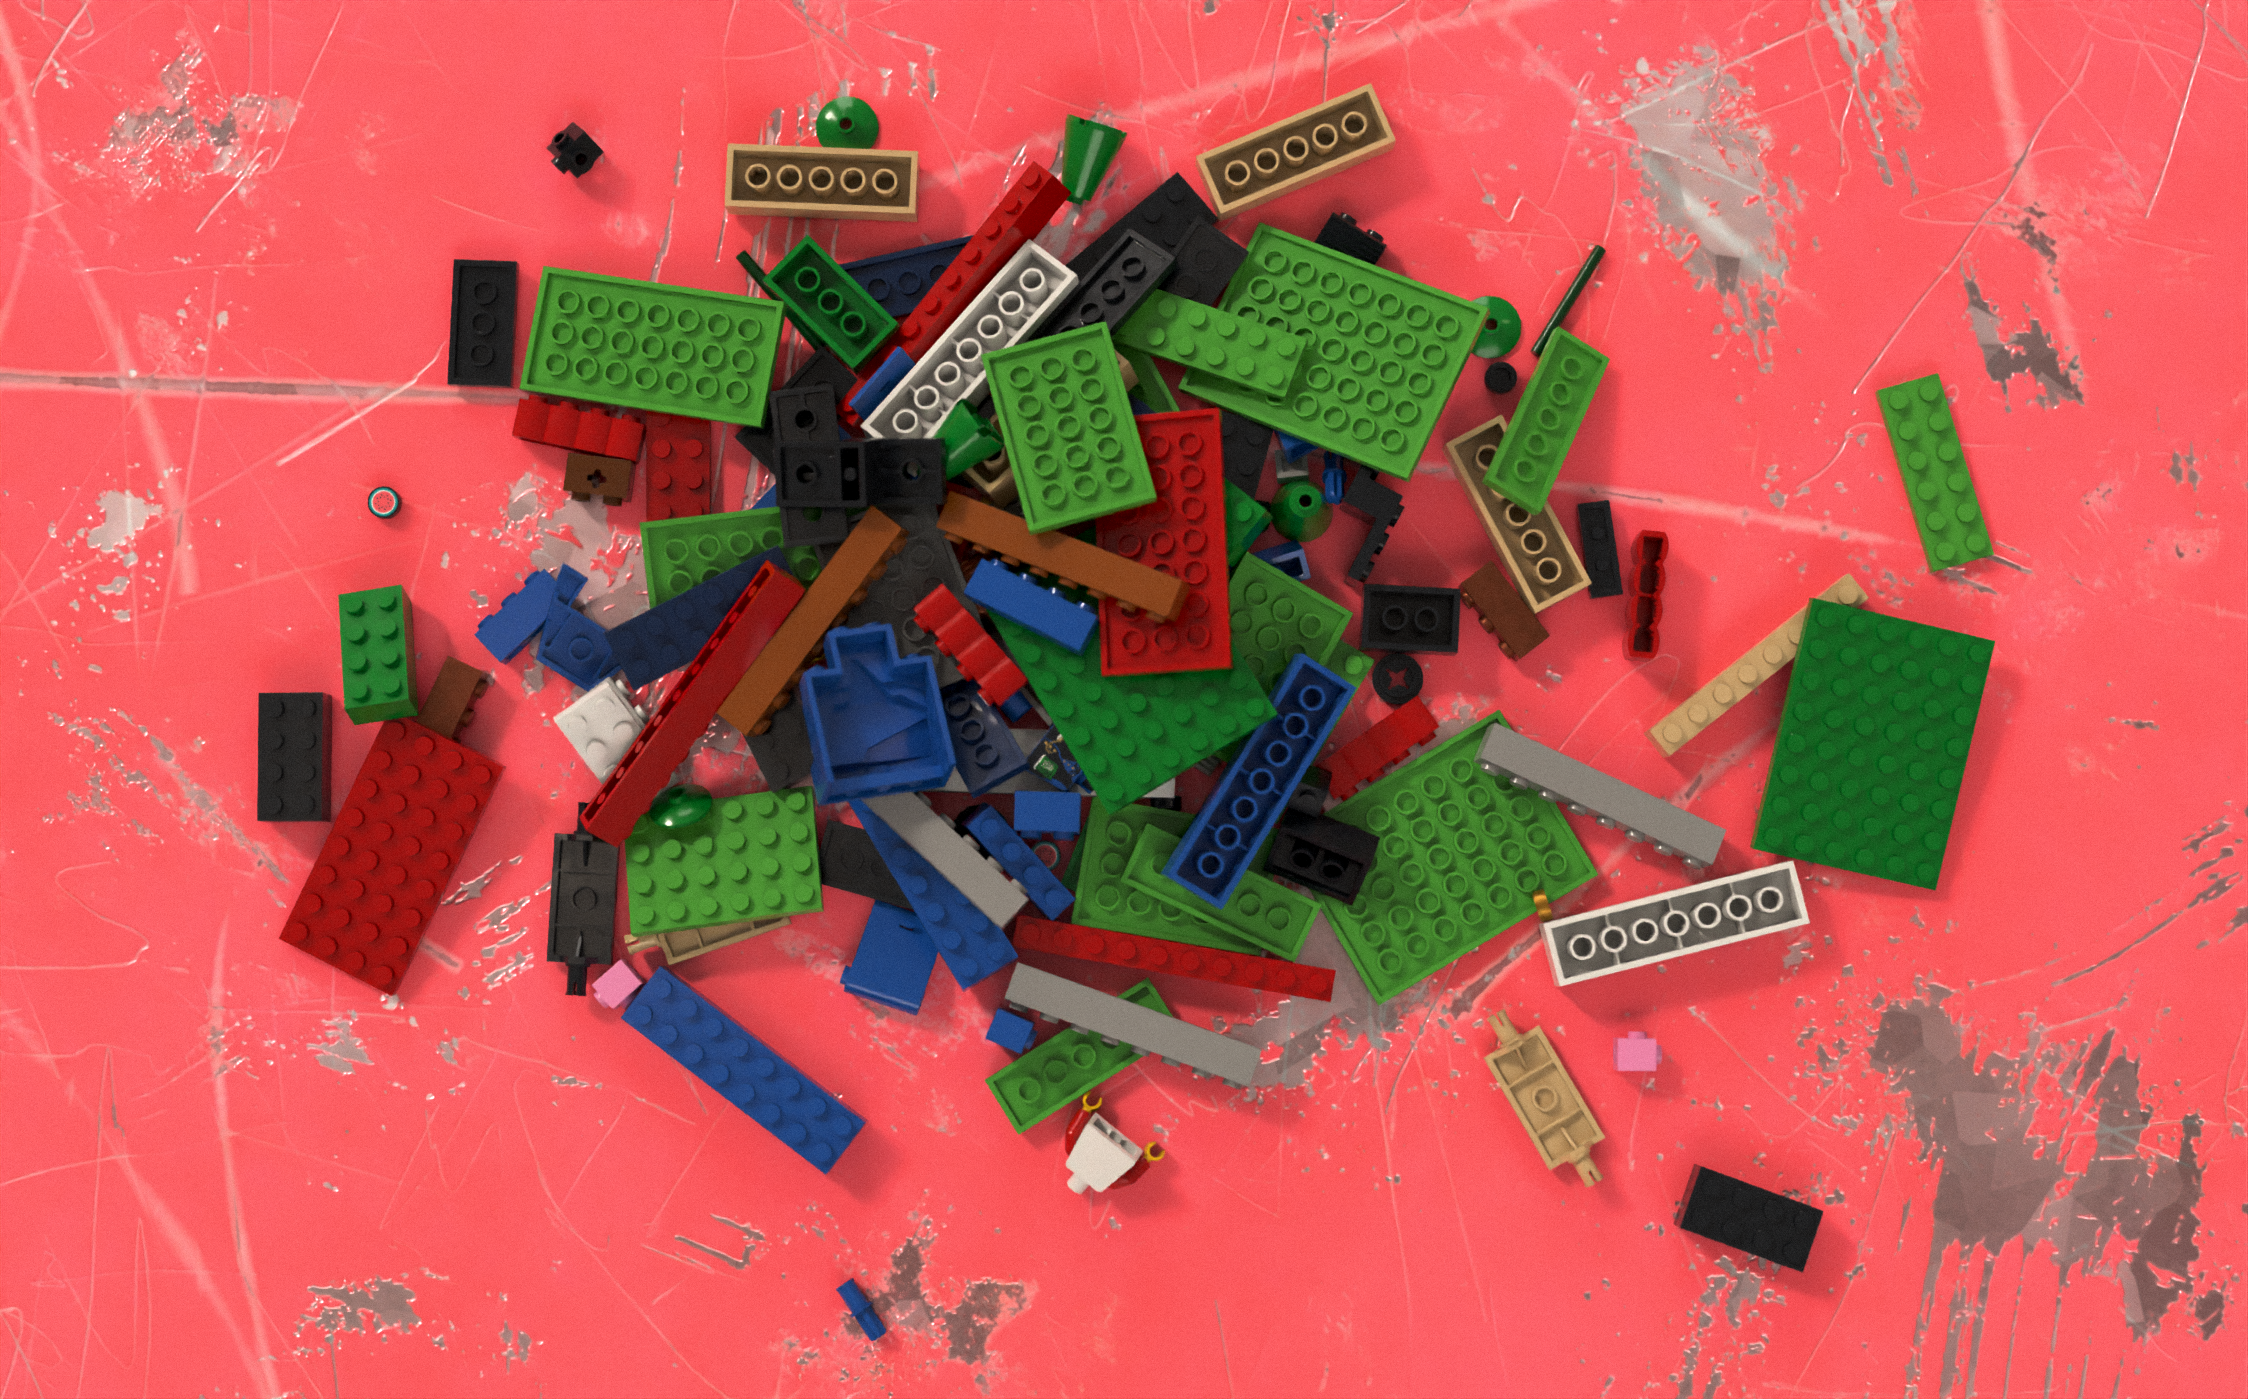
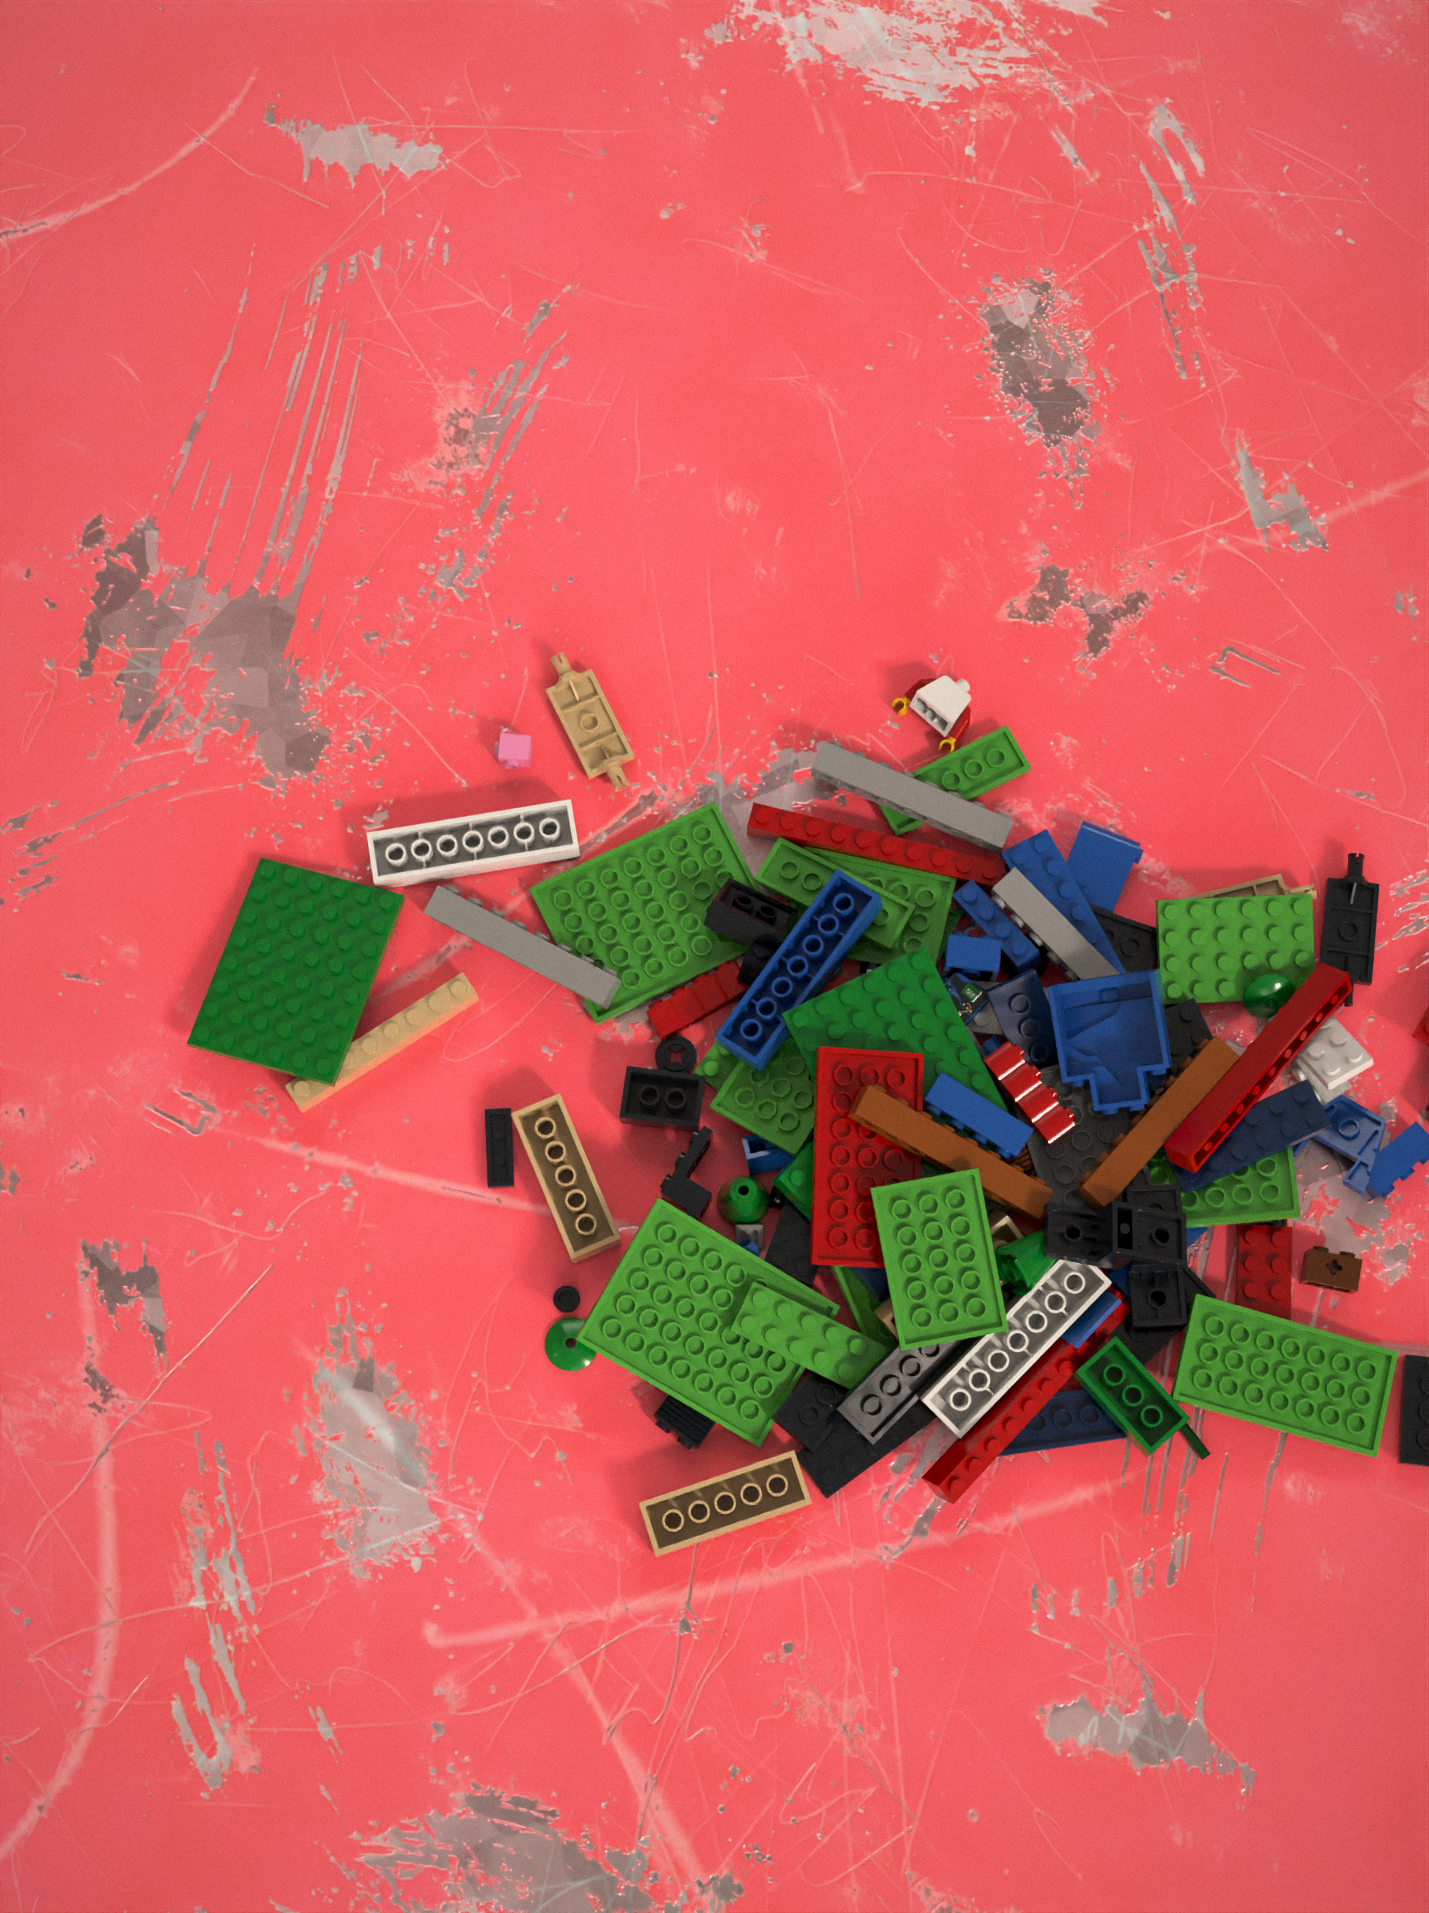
camera: 175 degrees left, 10 degrees down
(574, 151) = (1349, 1556): black brick -> none
(578, 430) = (1348, 1312): red brick -> none
(618, 986) = (1321, 861): bright pink brick -> none
(744, 1069) = (1222, 789): blue brick -> none
(822, 182) = (1134, 1509): tan brick -> none
(861, 1310) = (1135, 607): blue axle -> none
(863, 129) = (1096, 1566): green dish -> none
(1011, 1031) = (1009, 798): blue brick -> none
(1087, 156) = (903, 1516): green cone -> none
(1334, 477) = (715, 1214): blue axle -> none
(1502, 612) = (585, 1102): copper brick -> none
(1542, 905) = (577, 864): pearl gold tile -> none
(1546, 421) = (534, 1251): bright green plate -> none
(1569, 298) = (502, 1360): dark green bar -> none
(1645, 605) = (464, 1111): red brick -> none
(1748, 1218) = (440, 622): black brick -> none
(1934, 473) = (214, 1192): bright green plate -> none

